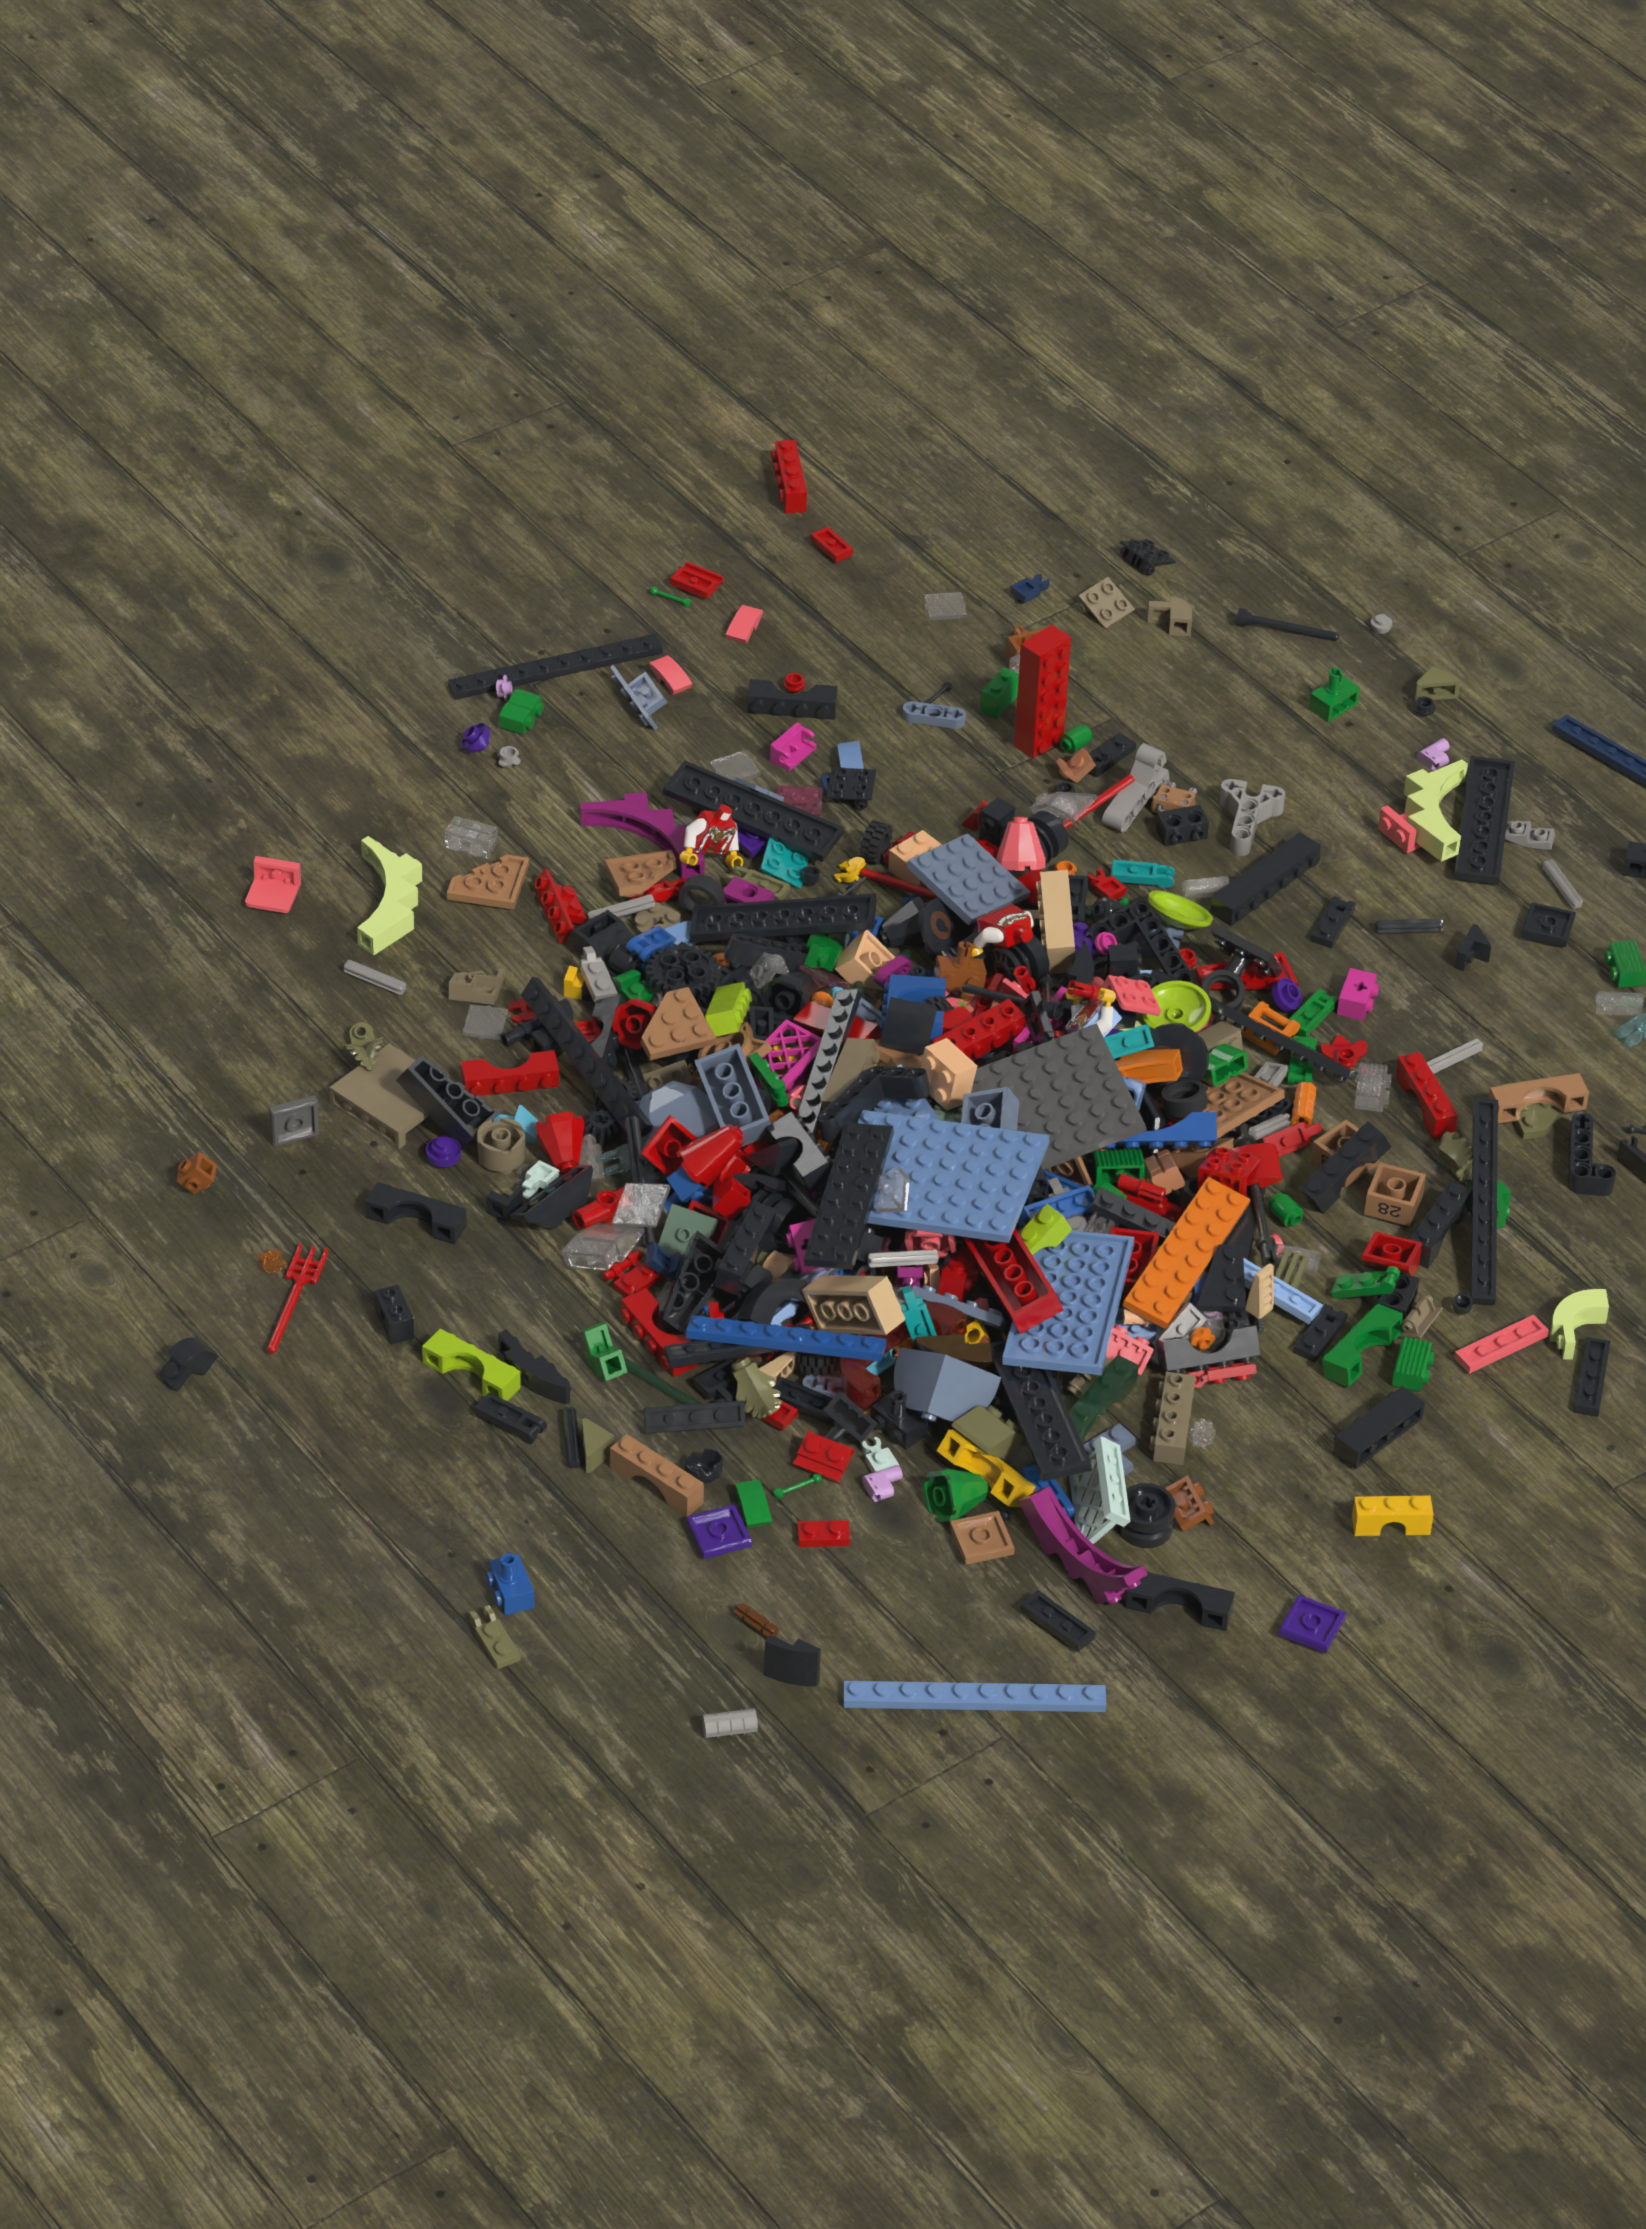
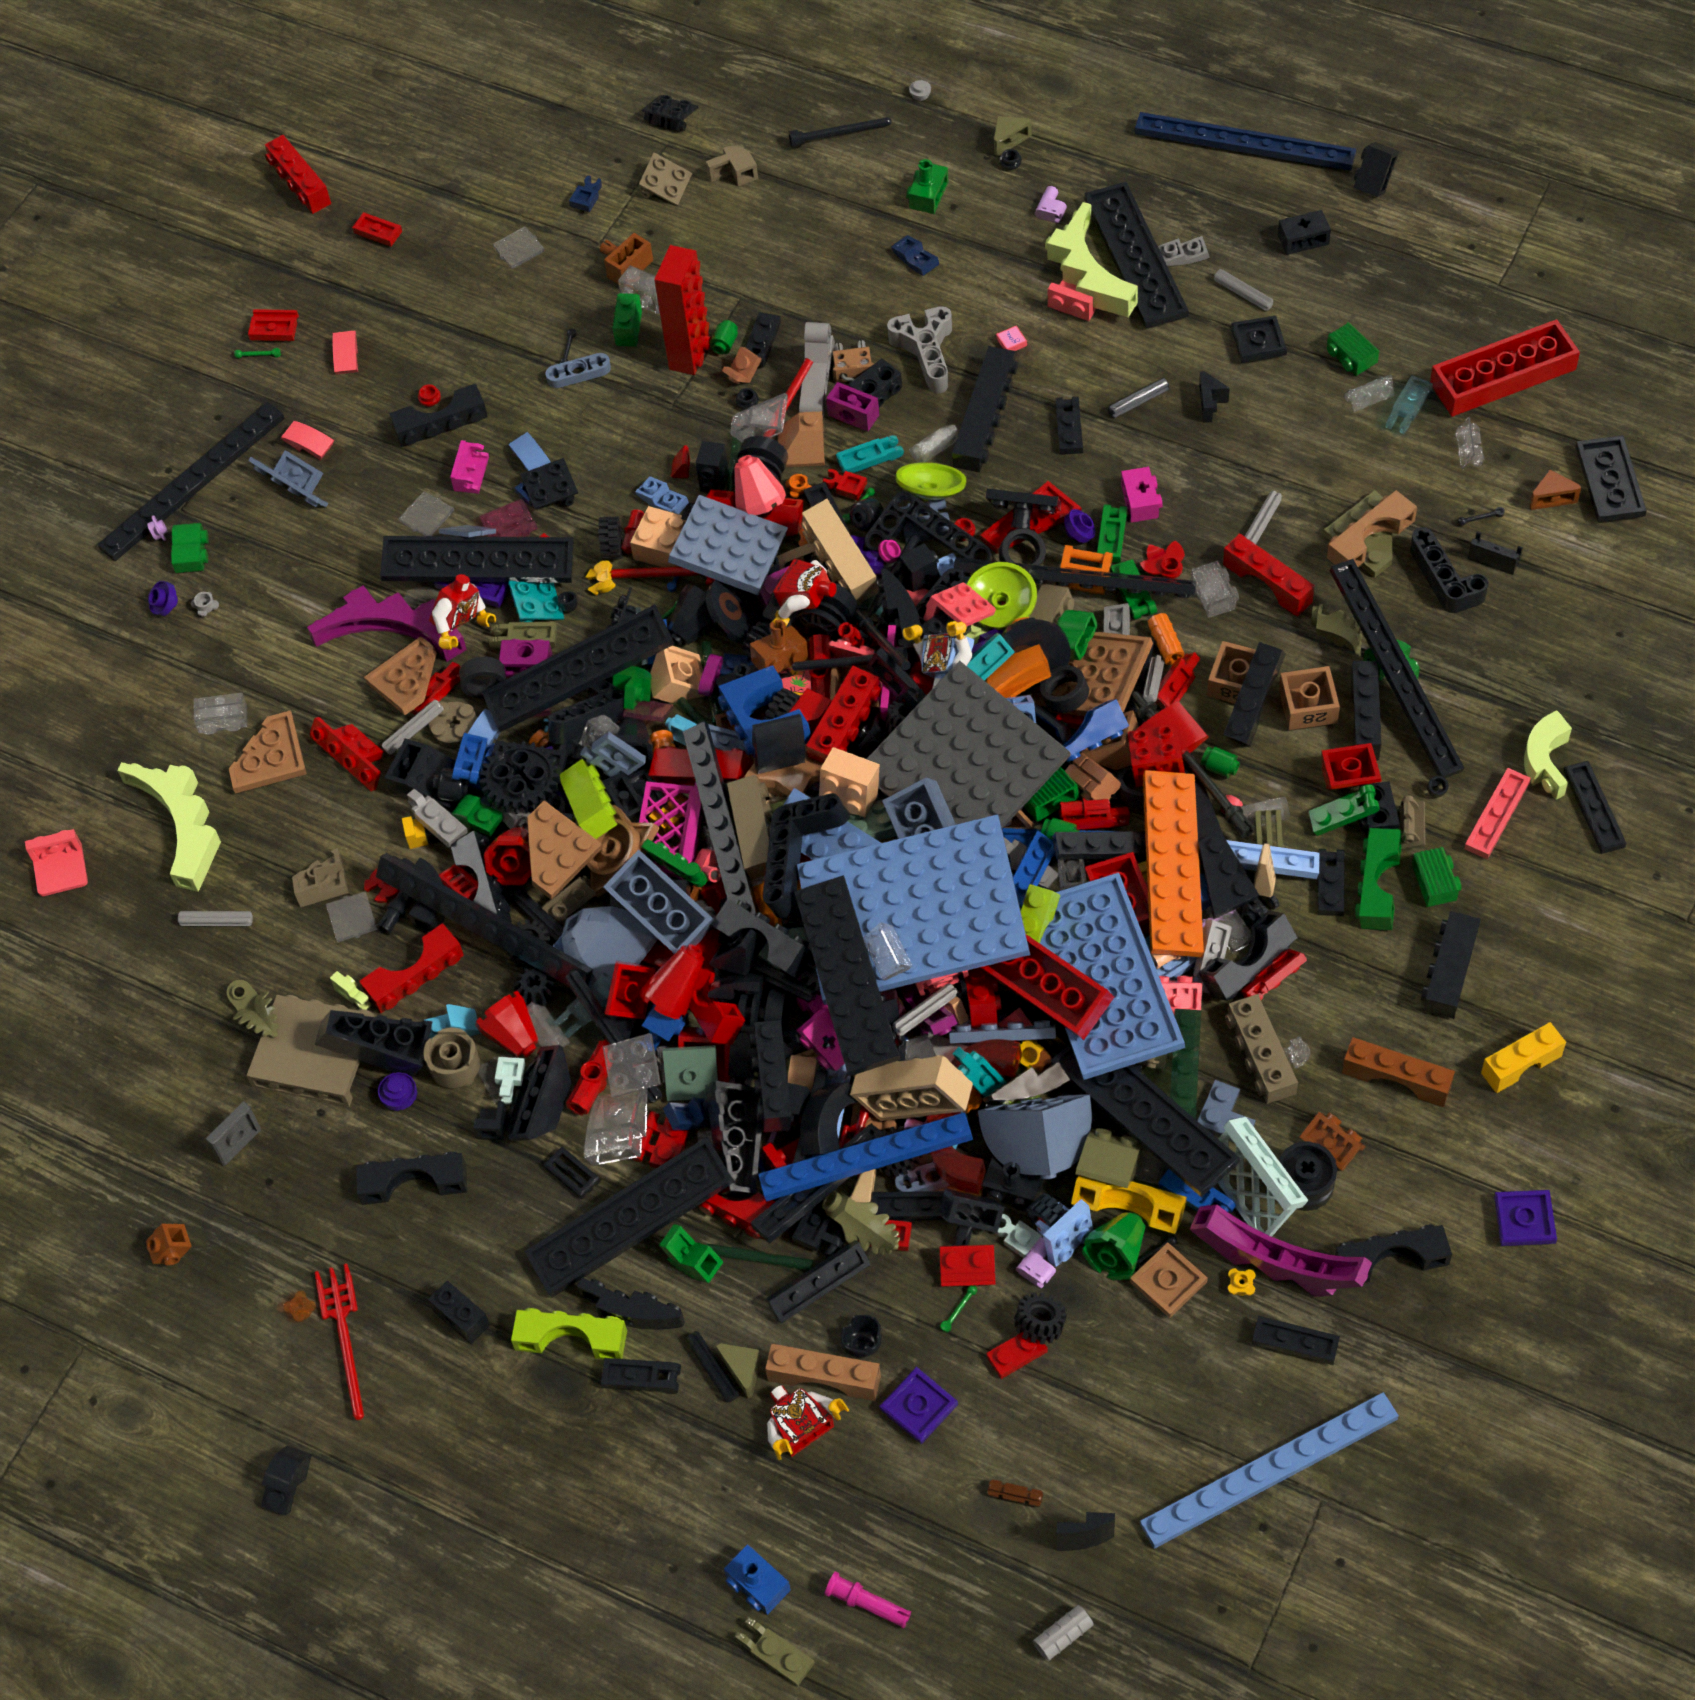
camera: 20 degrees left, 15 degrees up
(449, 1064) = (347, 988): none -> yellowish green plate
(560, 1276) = (586, 1186): none -> black tile
(571, 1305) = (629, 1217): none -> black plate
(582, 1628) = (854, 1595): none -> dark pink pin
(617, 1498) = (800, 1419): none -> torso
(753, 1503) = (931, 1353): green slope -> none
(775, 989) = (613, 755): none -> sand blue plate
(856, 1514) = (1042, 1307): none -> black tyre
(915, 1459) = (1060, 1227): none -> light blue plate
(939, 828) = (659, 496): none -> medium blue slope
(1041, 1566) = (1241, 1289): none -> yellow plate
(1088, 991) = (928, 625): red pin -> none
(1092, 840) = (804, 439): none -> medium nougat slope
(1150, 830) = (852, 406): none -> magenta brick
(1201, 1338) = (1237, 948): orange plate -> none
(1287, 745) = (914, 255): none -> dark blue slope
(1297, 1495) = (1372, 1061): none -> dark orange arch
(1328, 840) = (1011, 339): none -> tile

